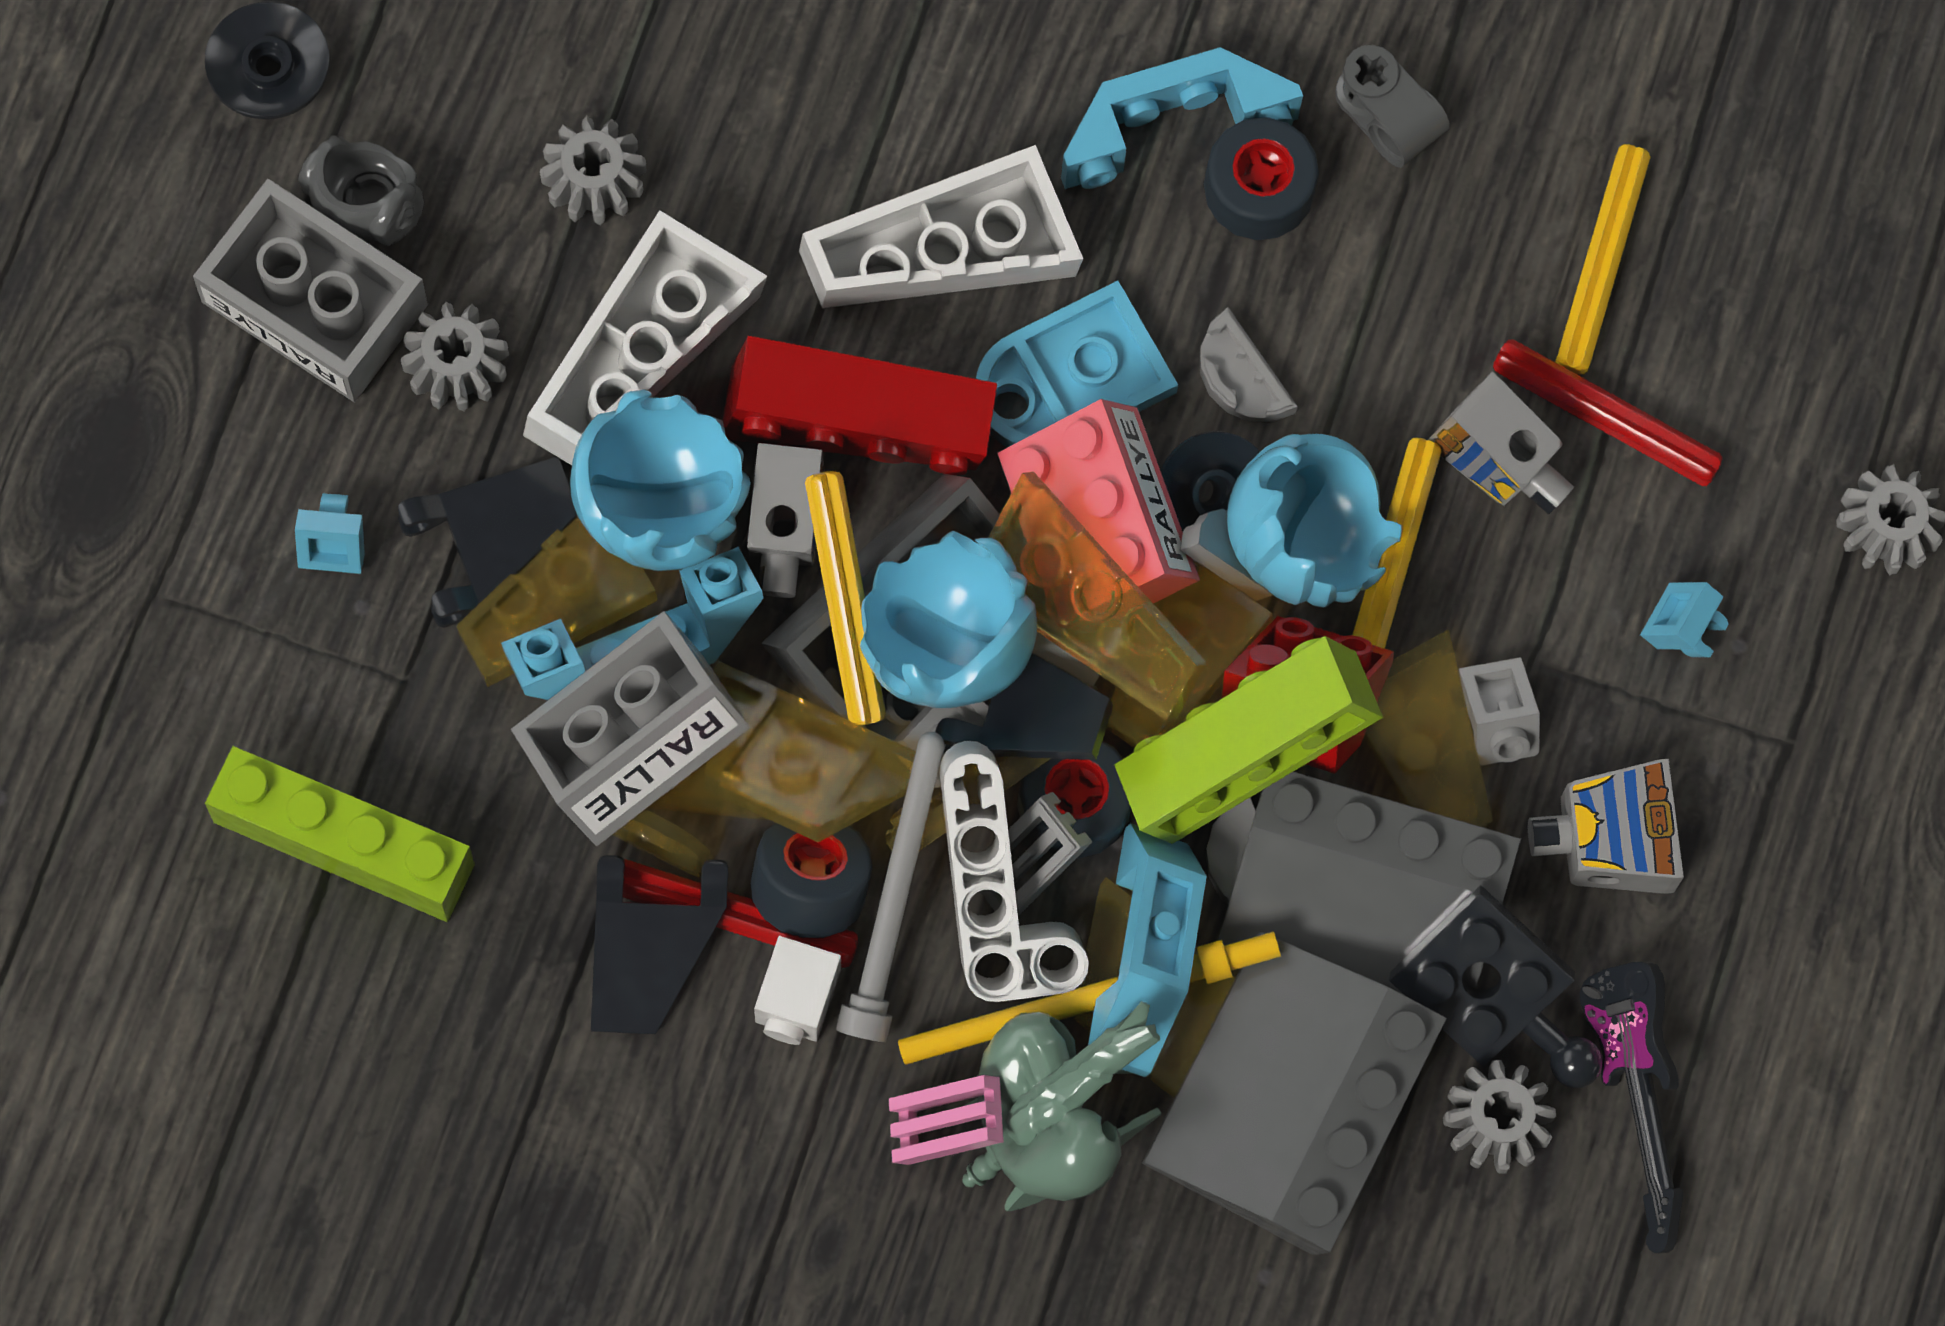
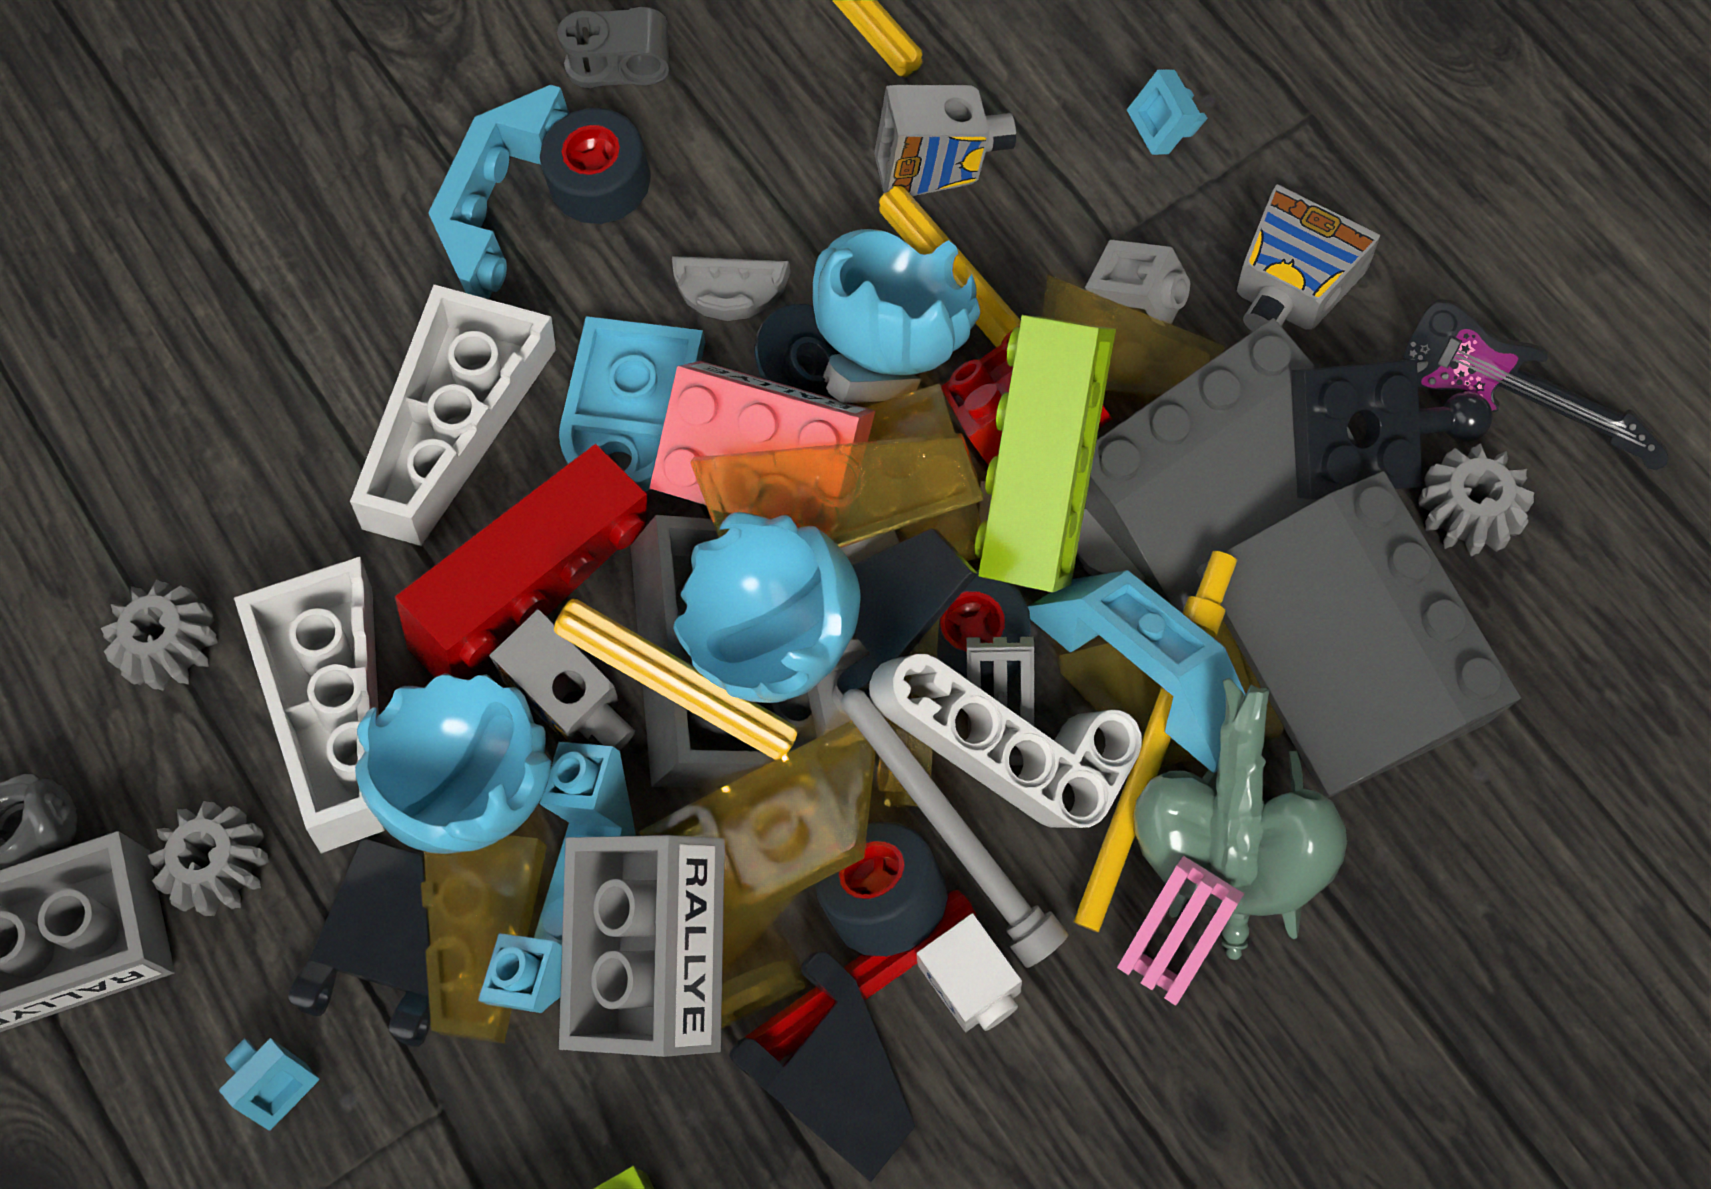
camera: 40 degrees left, 5 degrees down
(1607, 412) = (973, 60): red axle -> none

